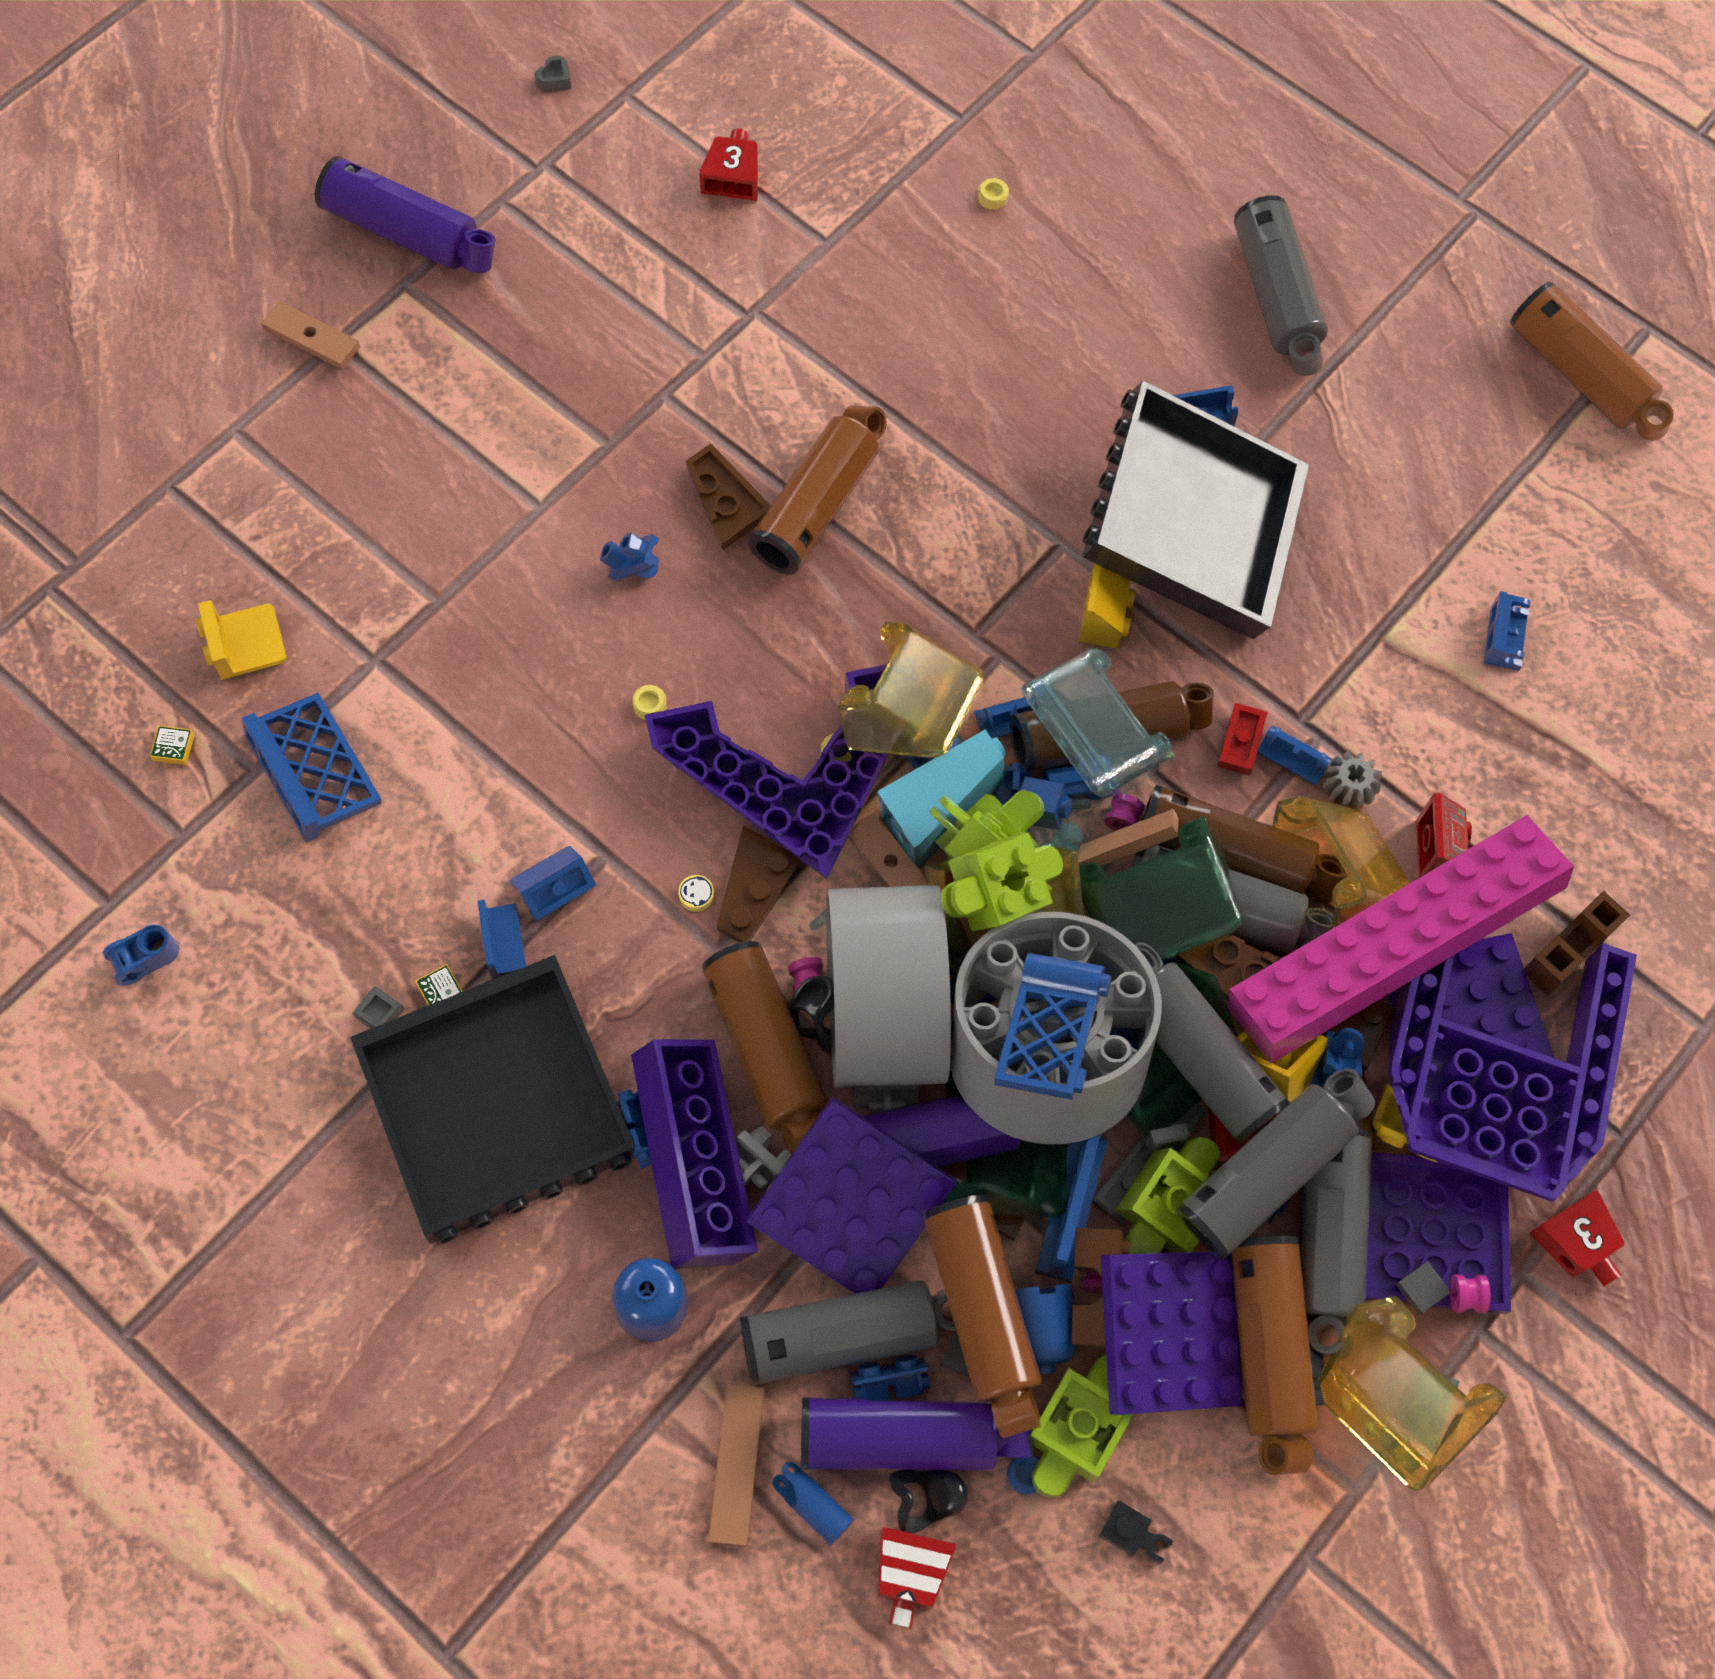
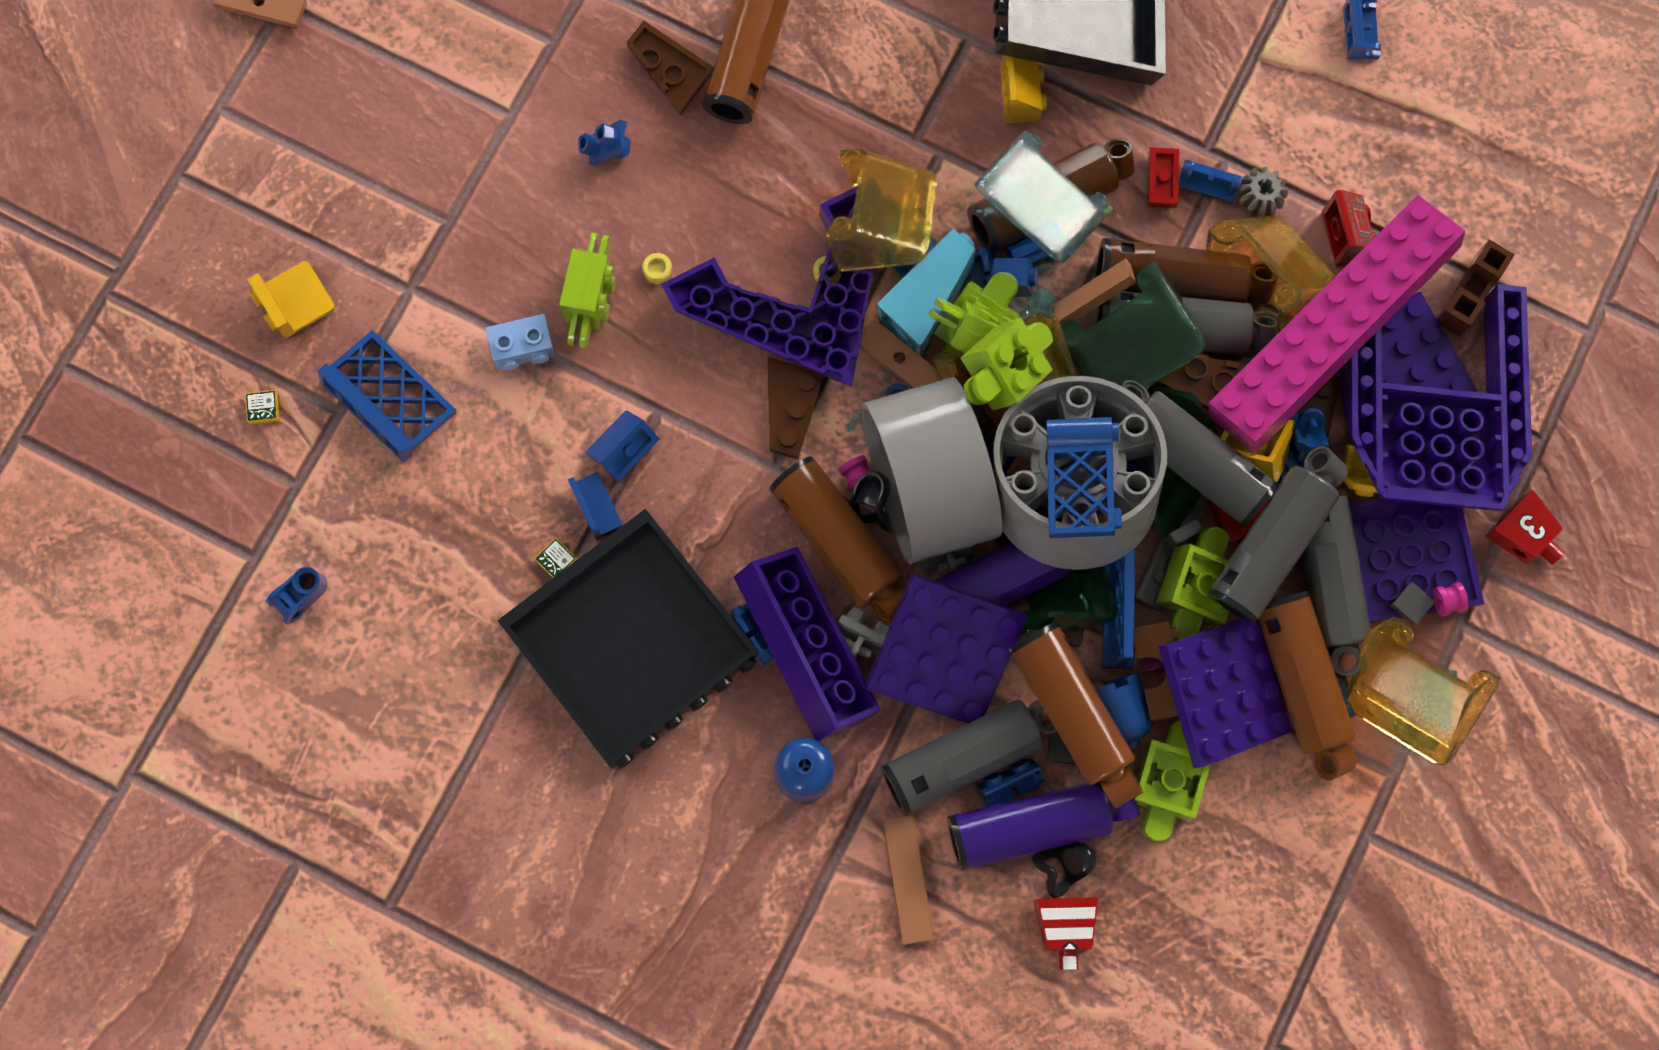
camera: 15 degrees left, 10 degrees up
(377, 1008) = (510, 590): dark grey tile -> none
(474, 743) = (520, 342): none -> light blue brick
(562, 703) = (587, 290): none -> lime brick
(696, 893) = (744, 425): tile -> none
(812, 1503) = (976, 894): blue piece -> none
(997, 717) = (954, 210): blue hinge -> none
(1020, 1474) = (1131, 830): blue tile -> none
(1124, 811) = (1081, 267): dark pink wheel -> none
(1128, 1532) = (1226, 851): black plate -> none

